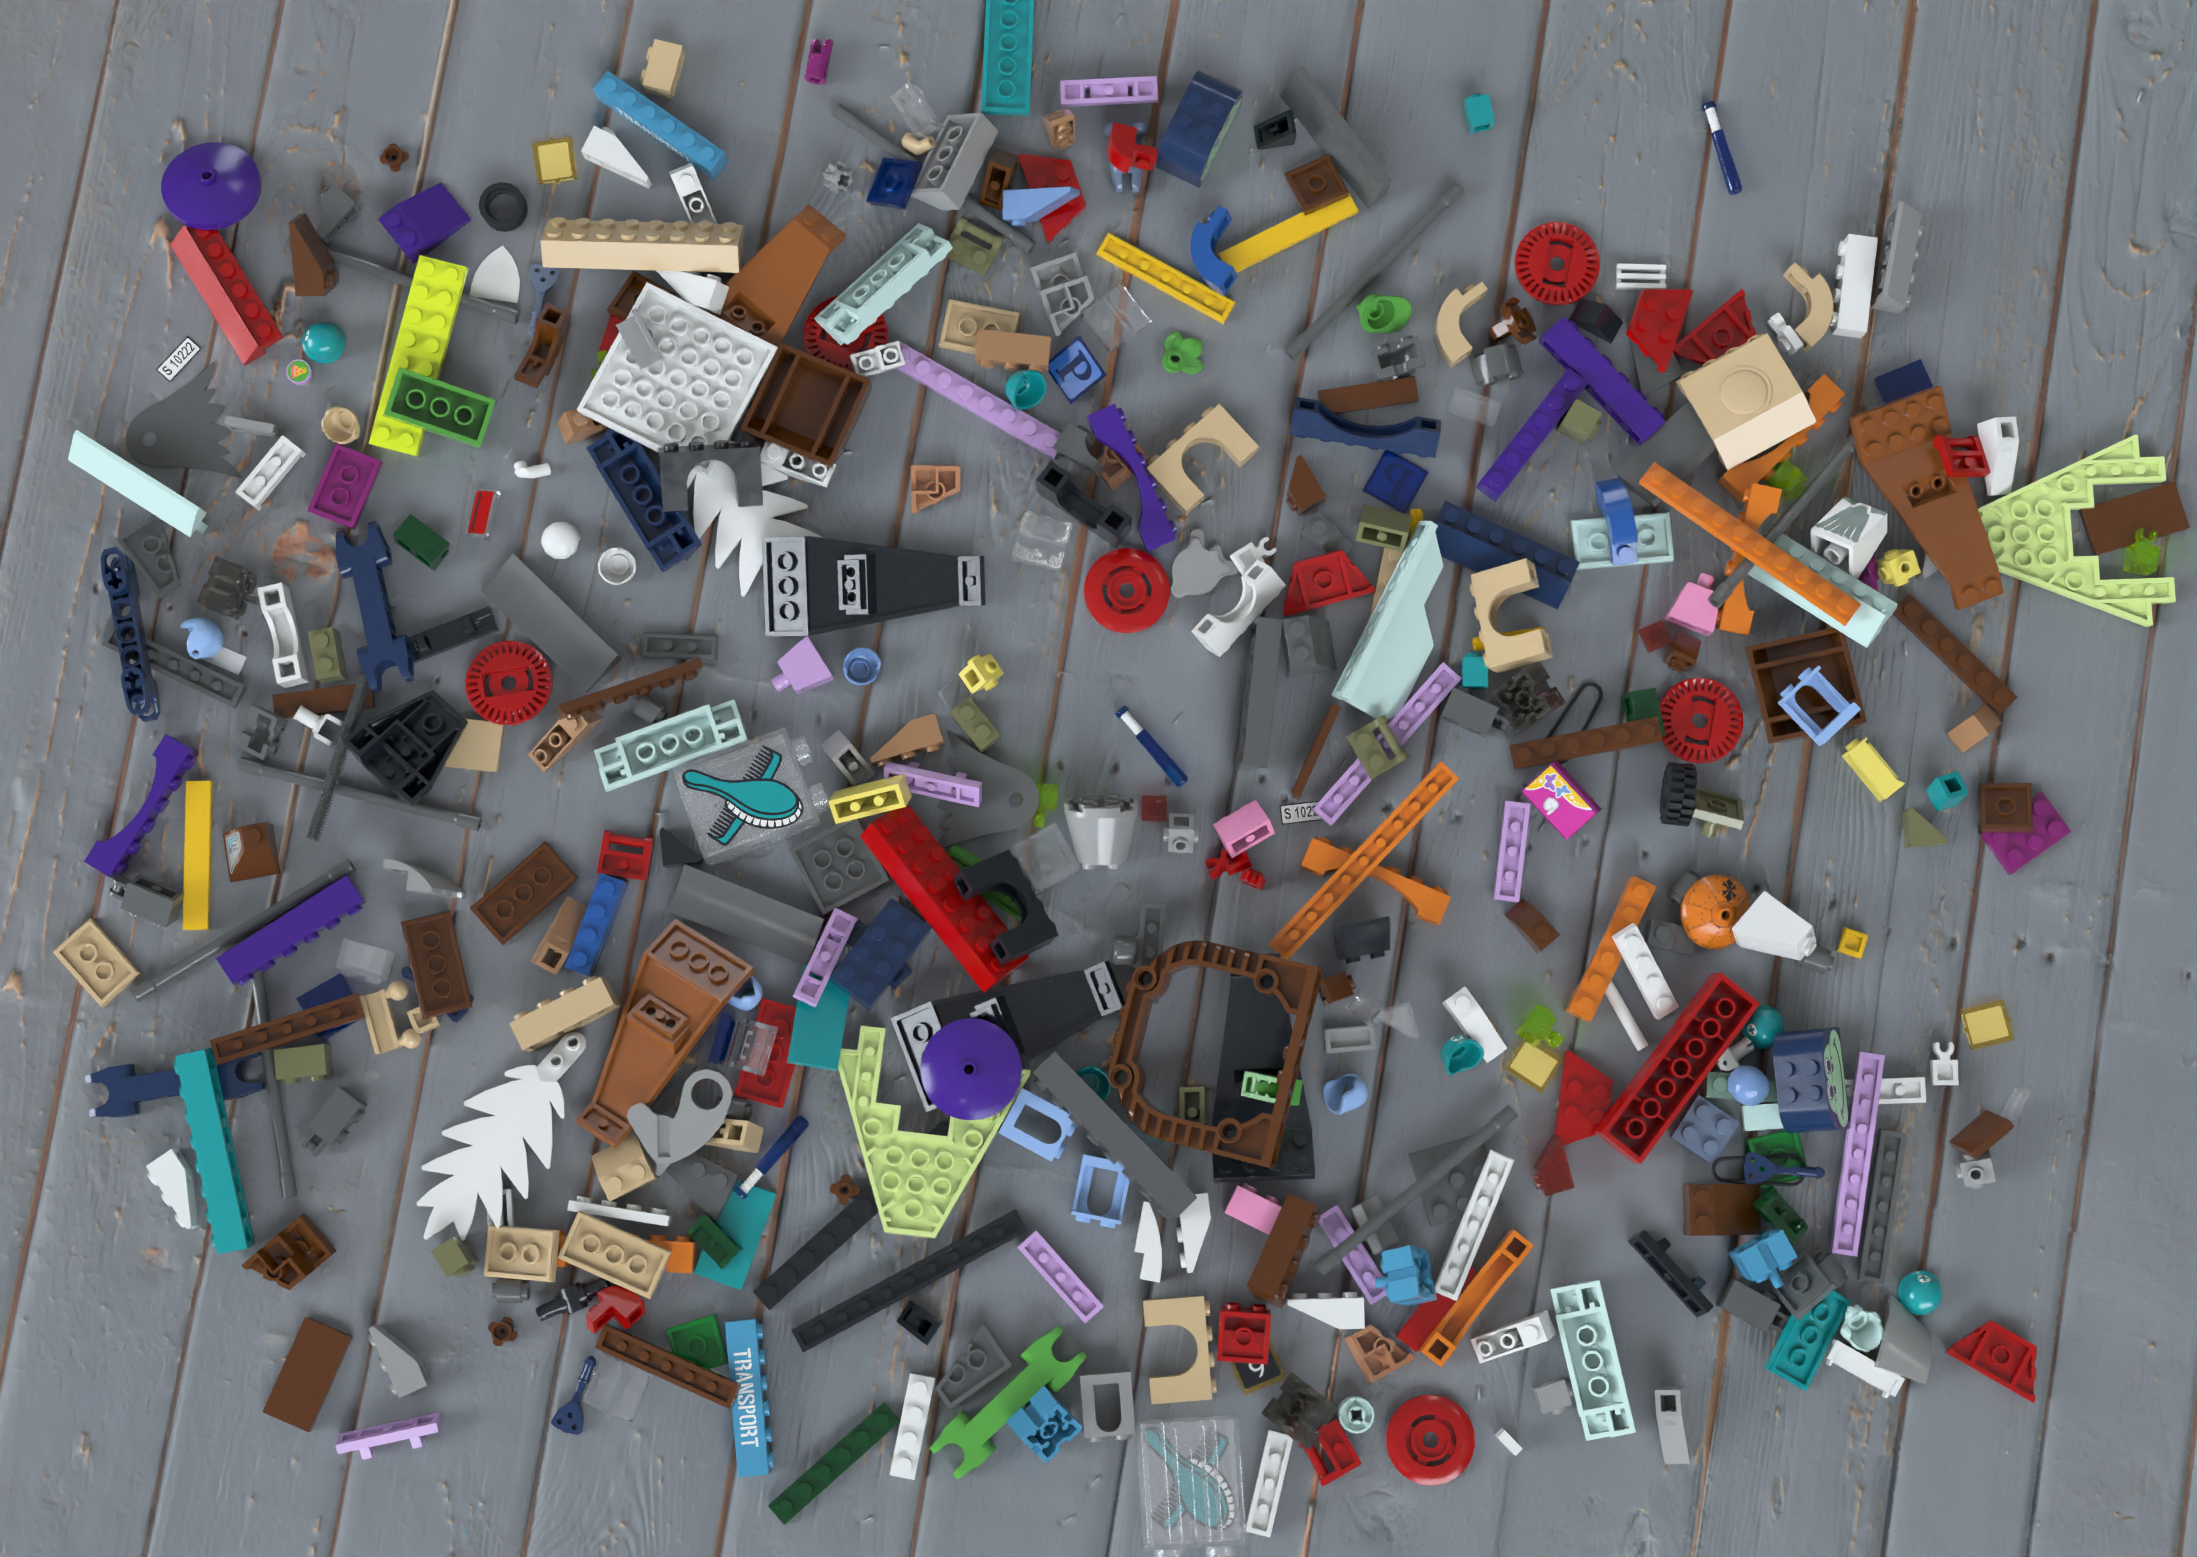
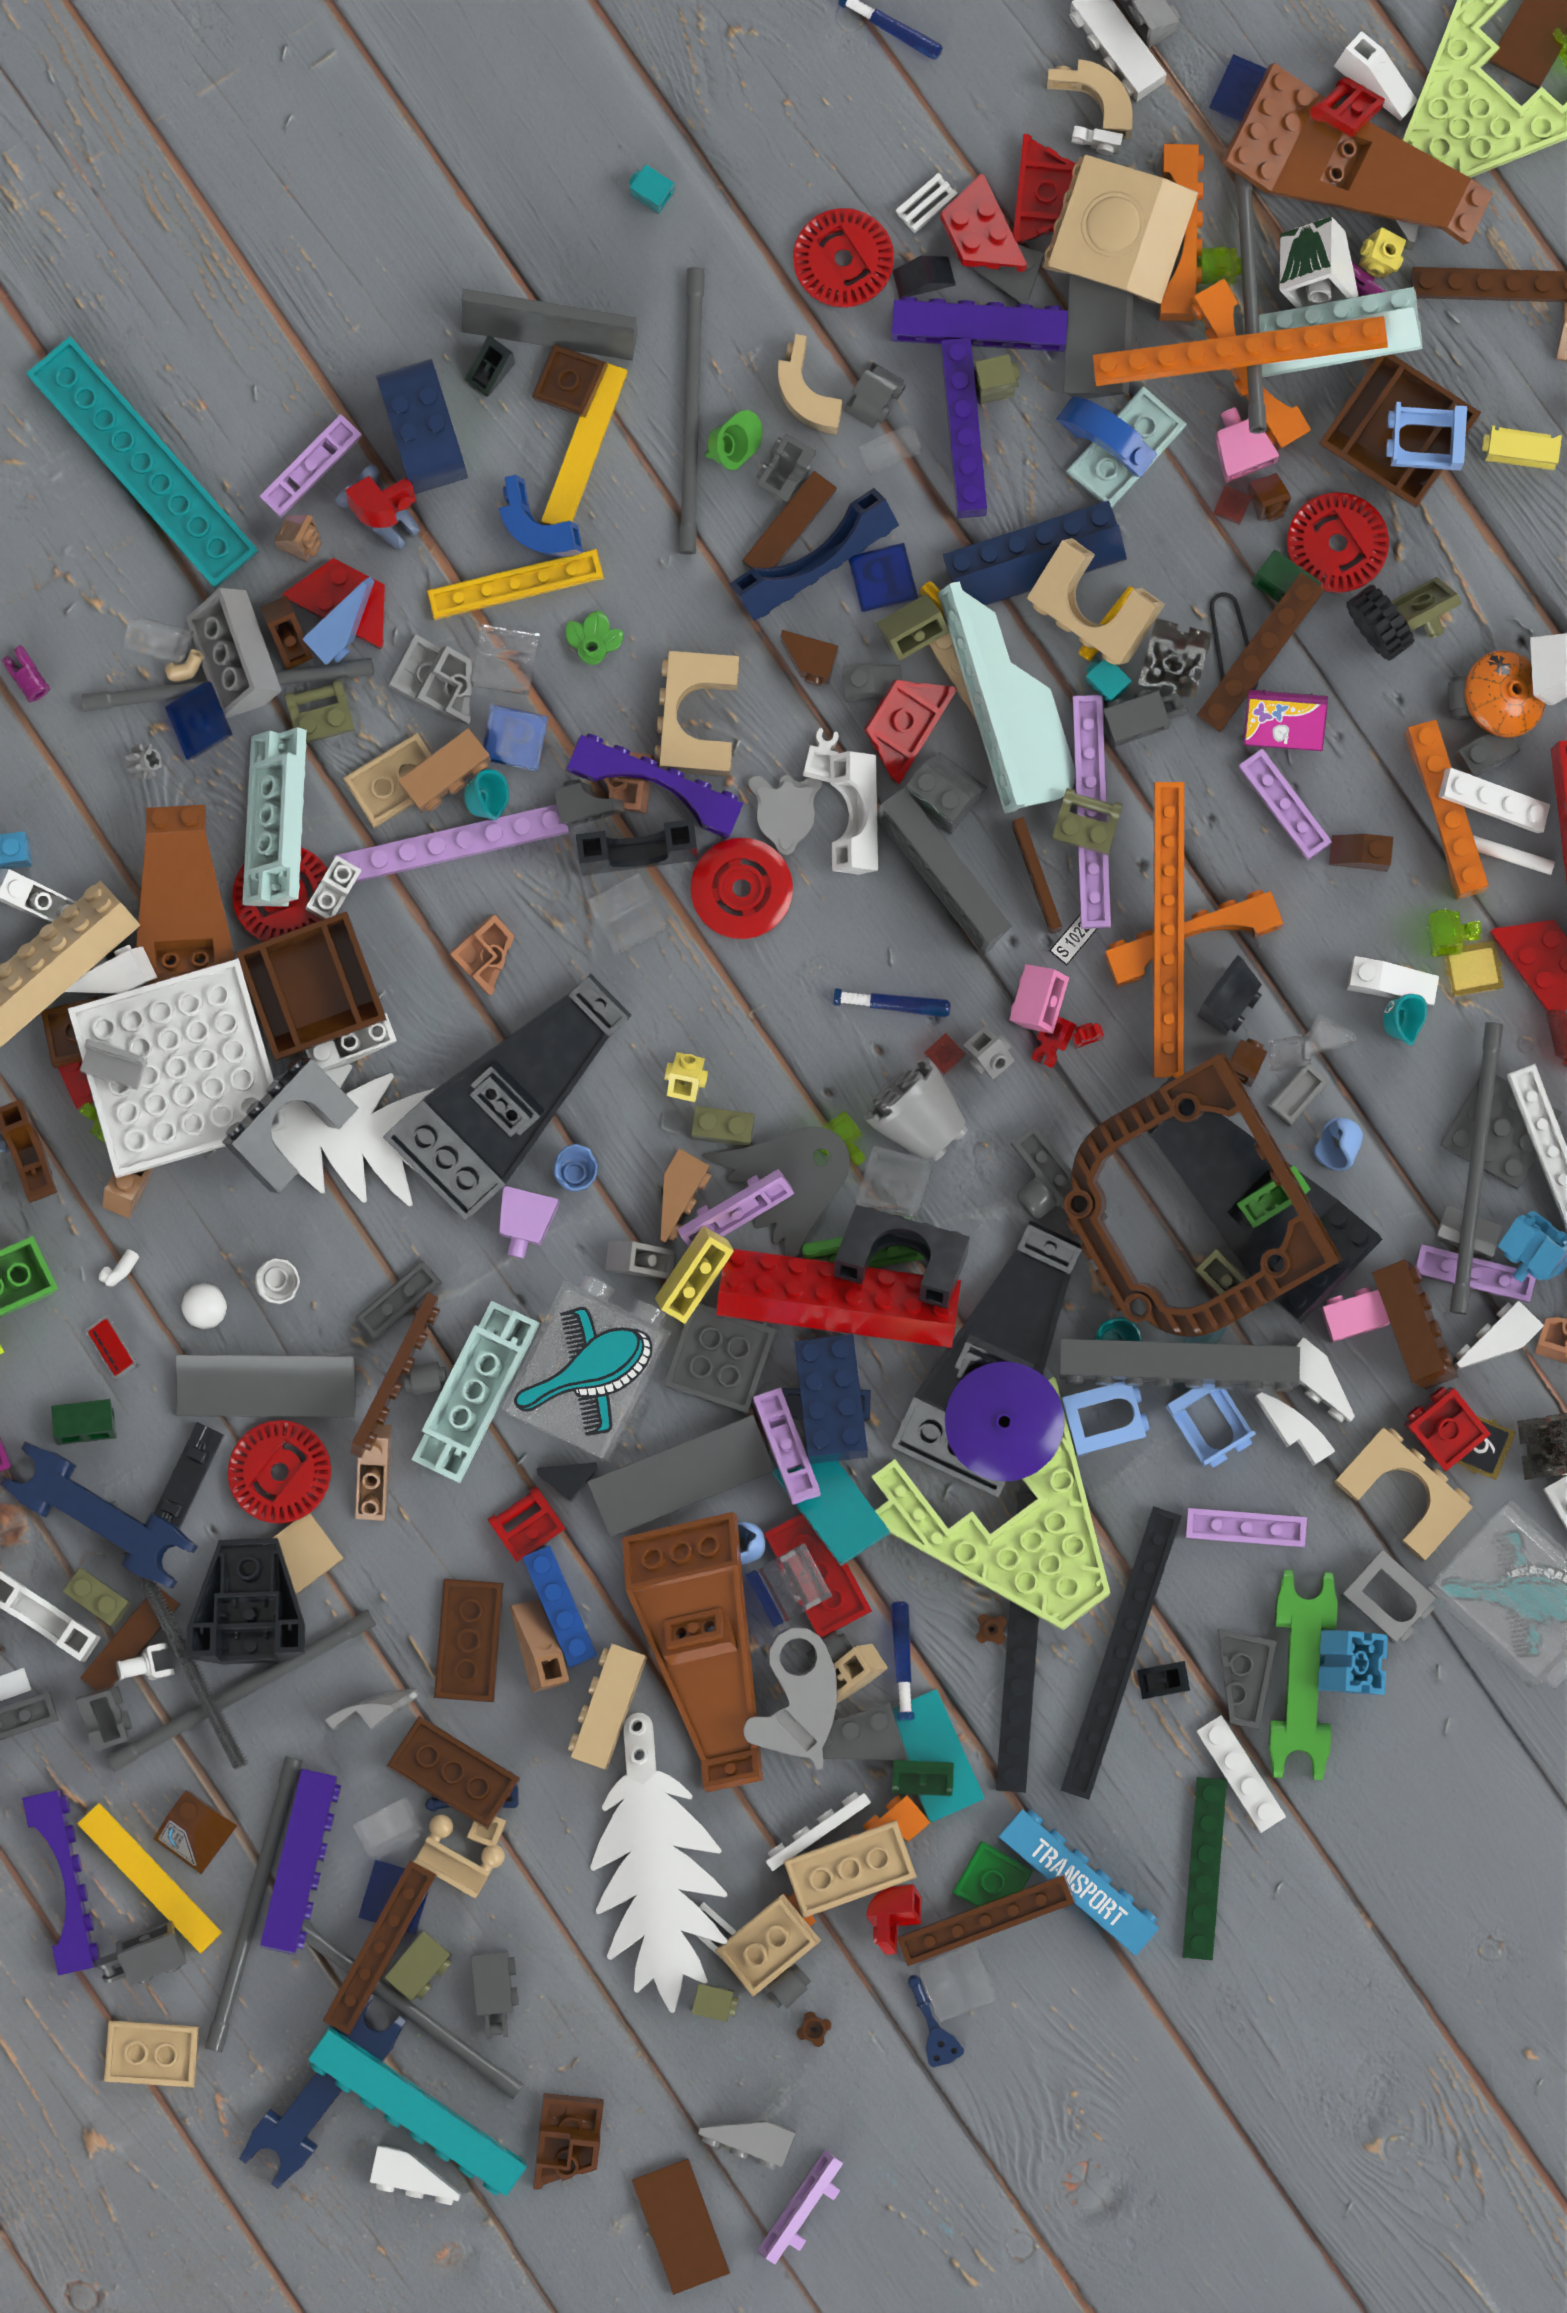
camera: 40 degrees left, 0 degrees up
(572, 1299) = (847, 1943): black pin -> none
(624, 1168) = (784, 1791): tan slope -> none
(638, 492) = (240, 1200): dark blue slope -> none
(1516, 323) = (859, 342): reddish brown tile -> none

